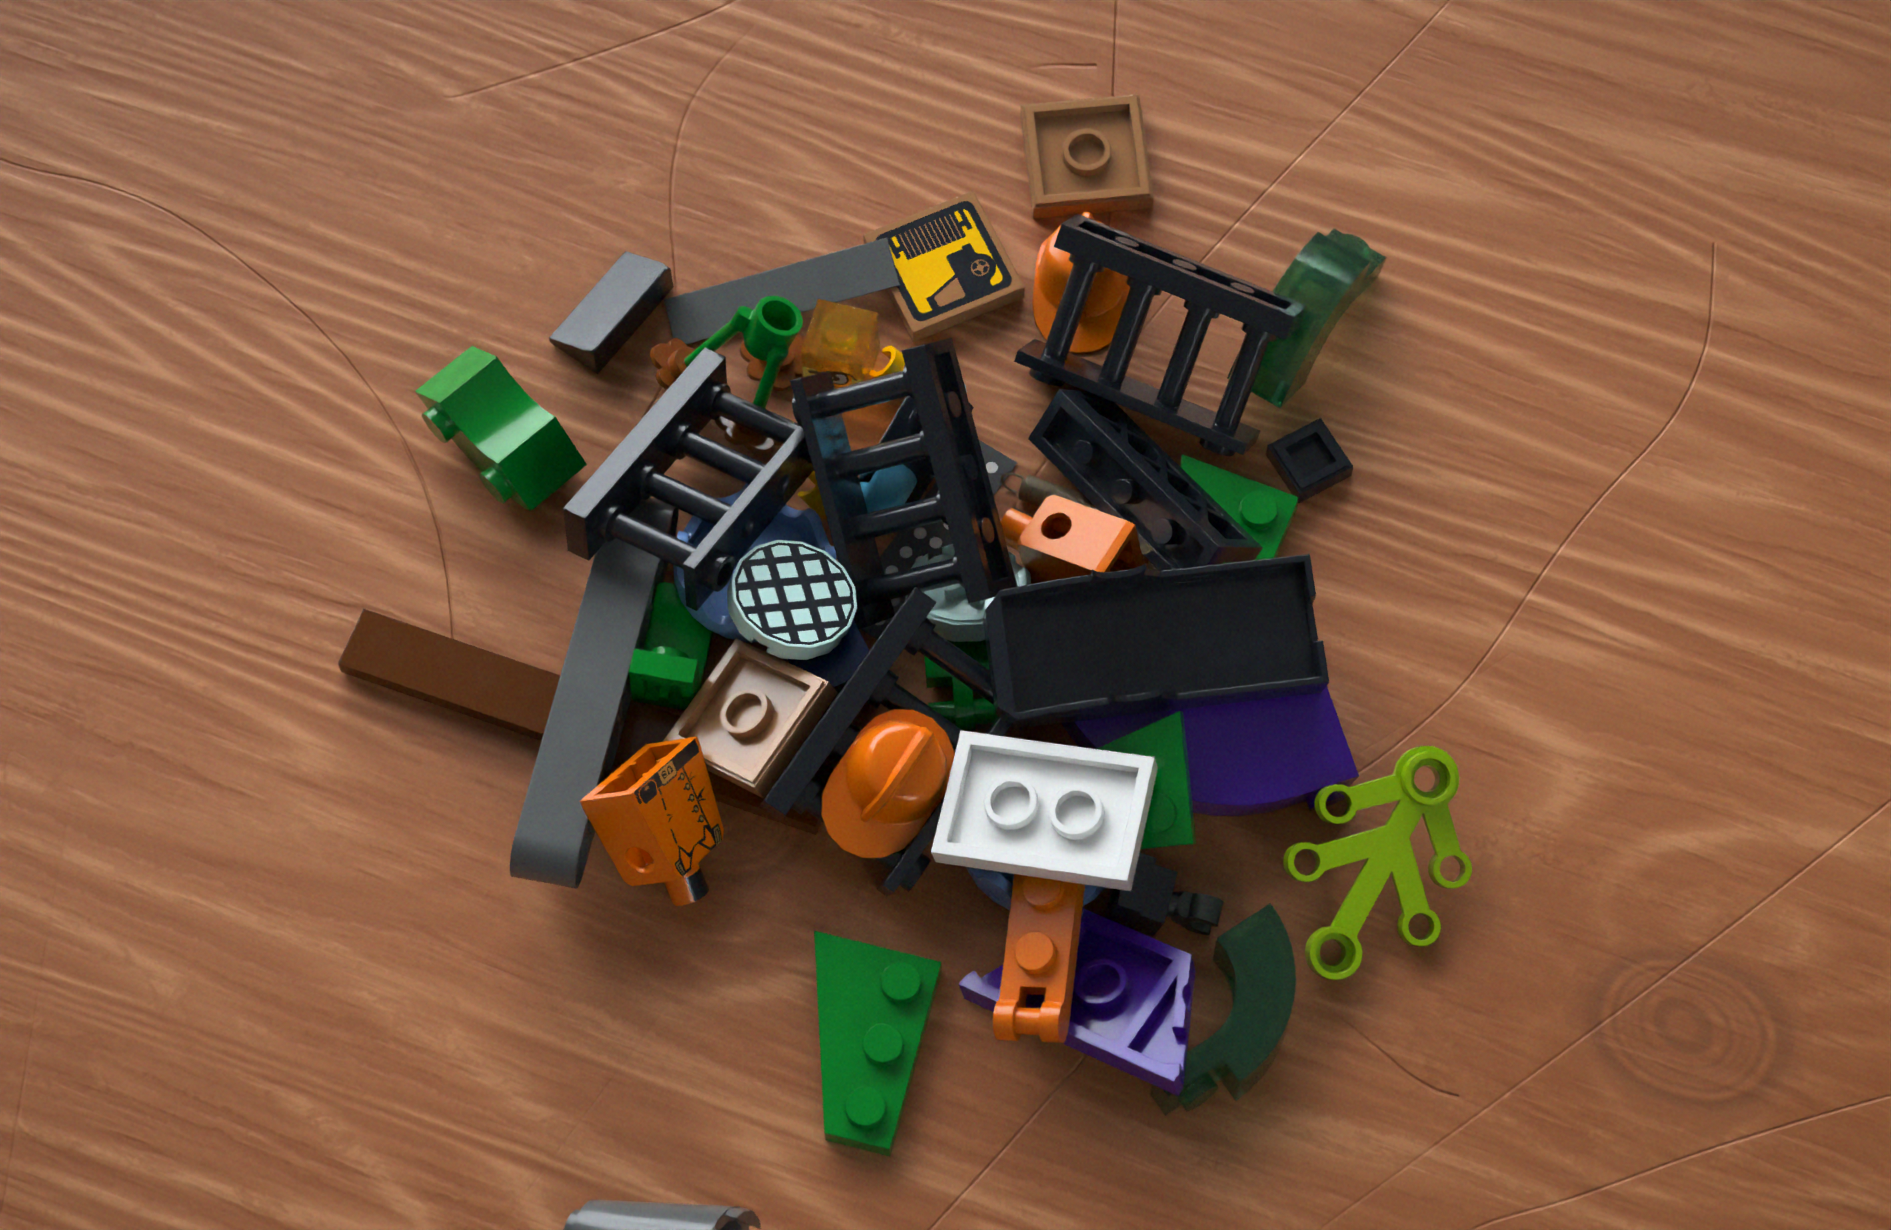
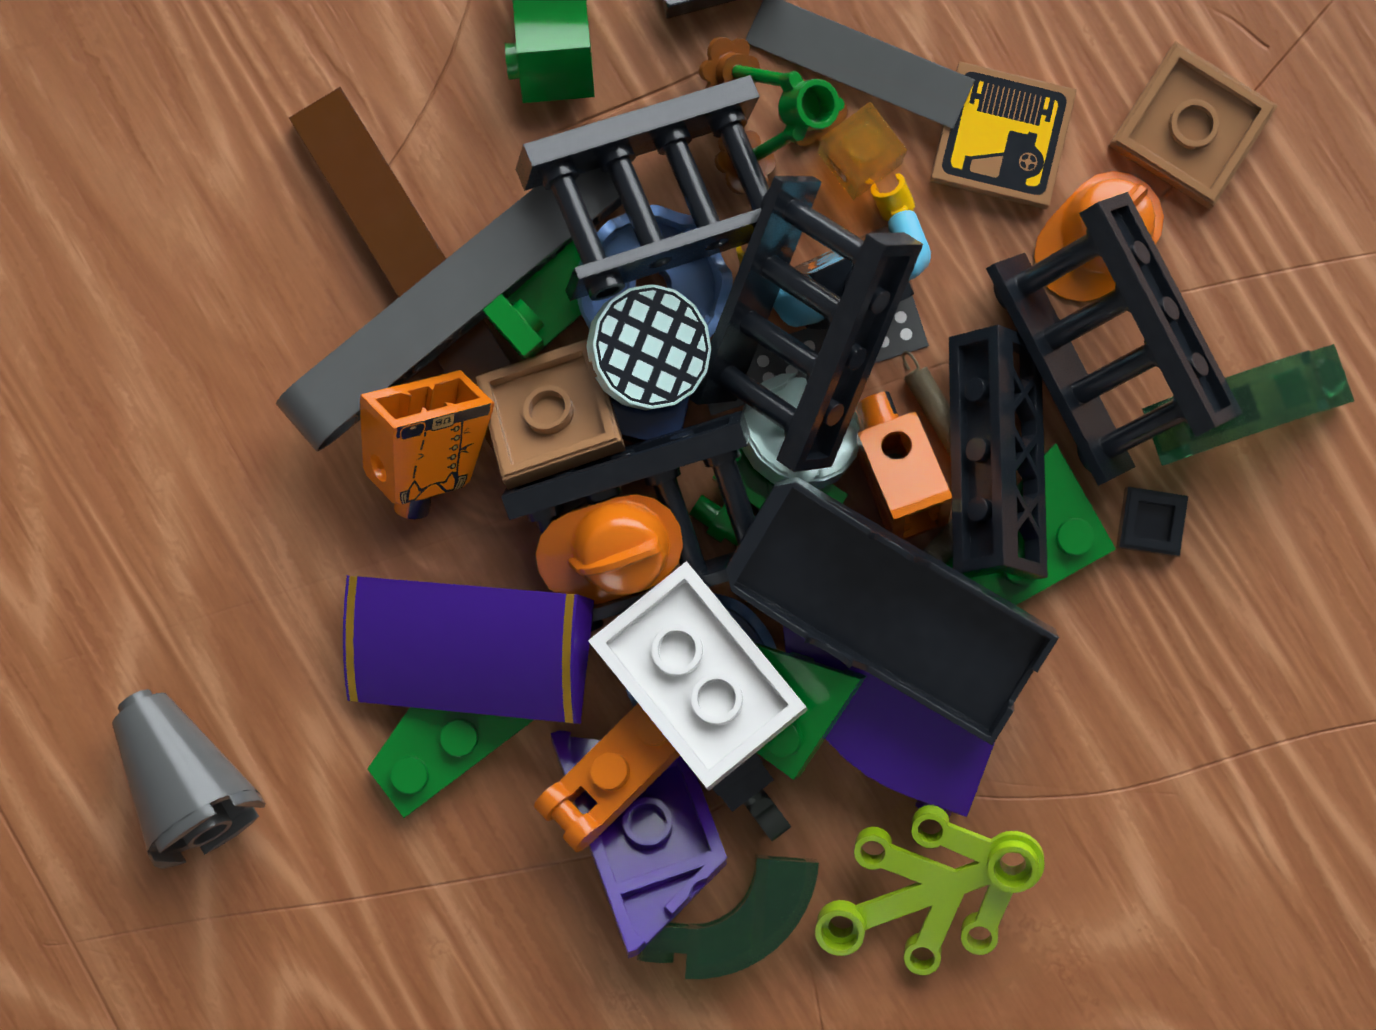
camera: 35 degrees right, 20 degrees up
(829, 956) = (466, 648): none -> dark purple slope

